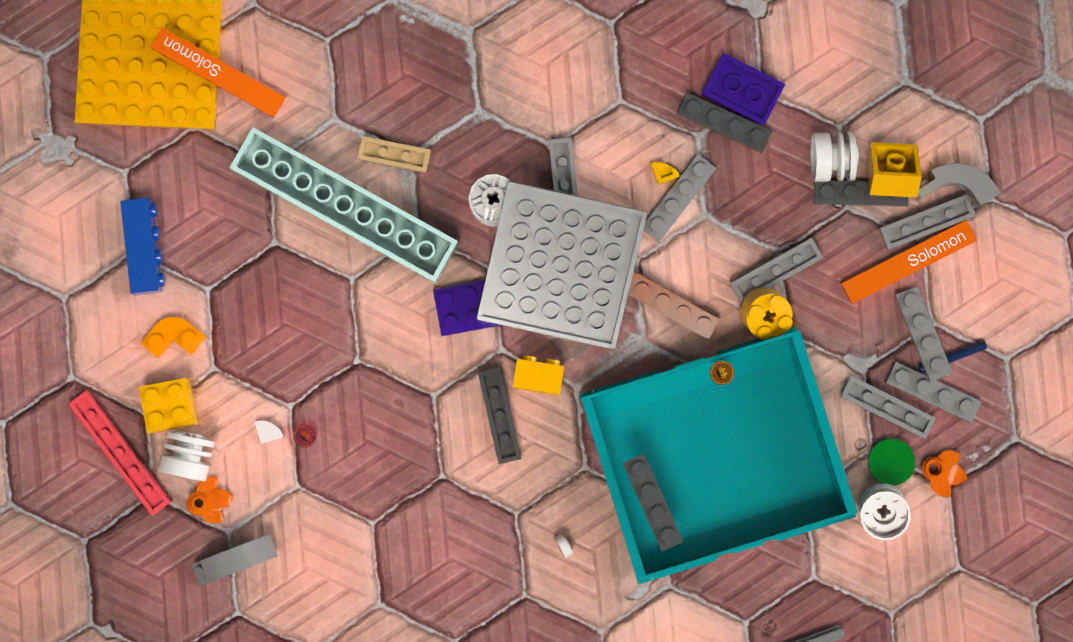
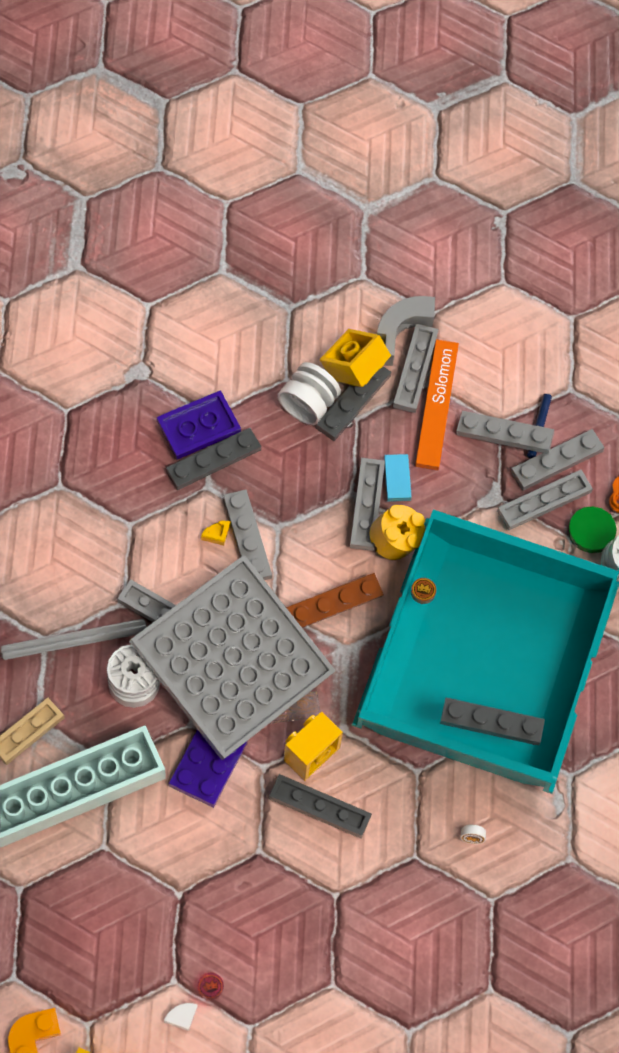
camera: 65 degrees left, 20 degrees down
(493, 132) = (72, 639): none -> light grey axle
(818, 277) = (397, 477): none -> medium azure tile

